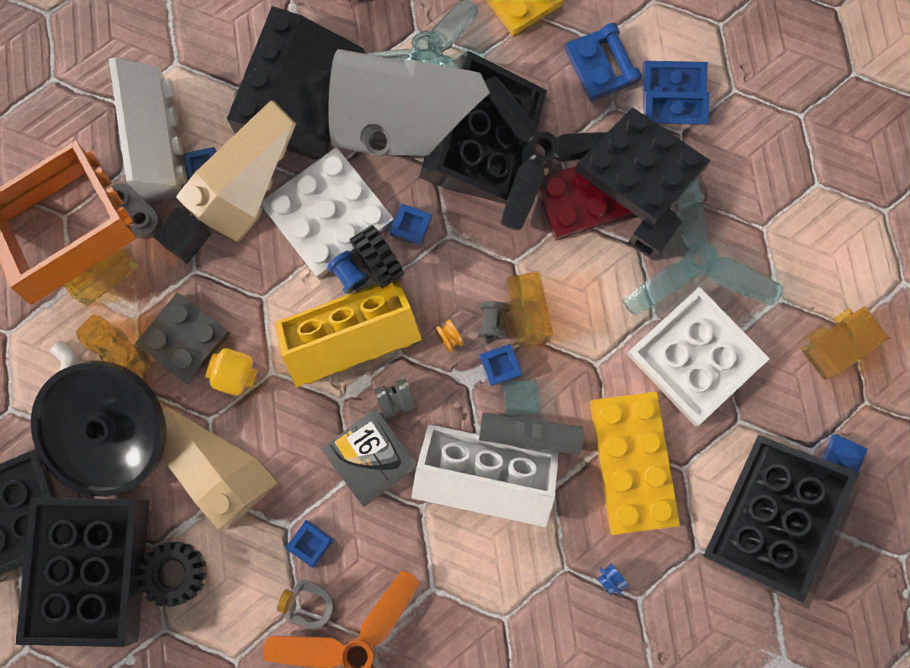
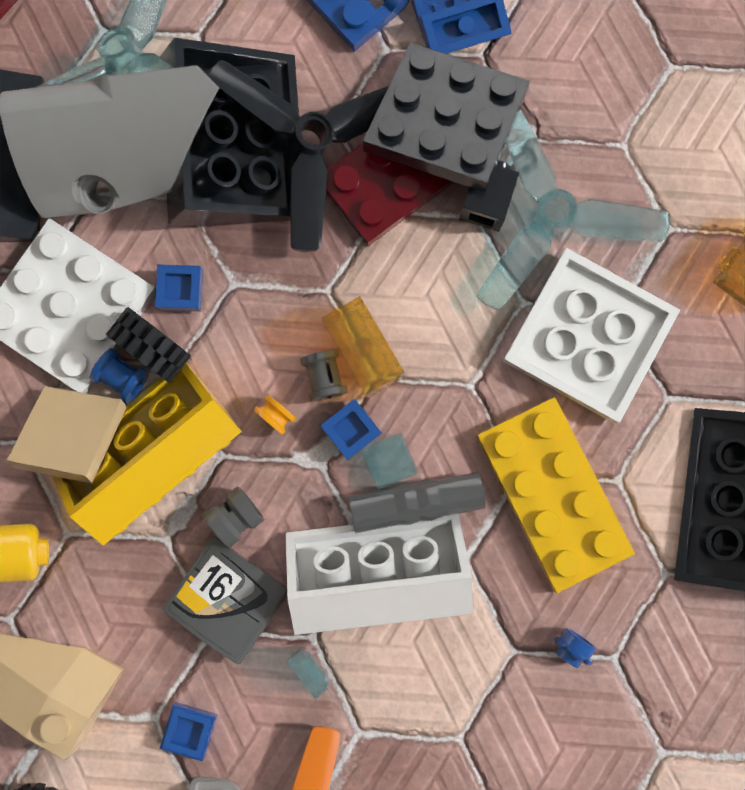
camera: 20 degrees left, 5 degrees up
(298, 300) = (67, 434): none -> tan tile
(412, 529) = (309, 672): none -> clear light blue tile

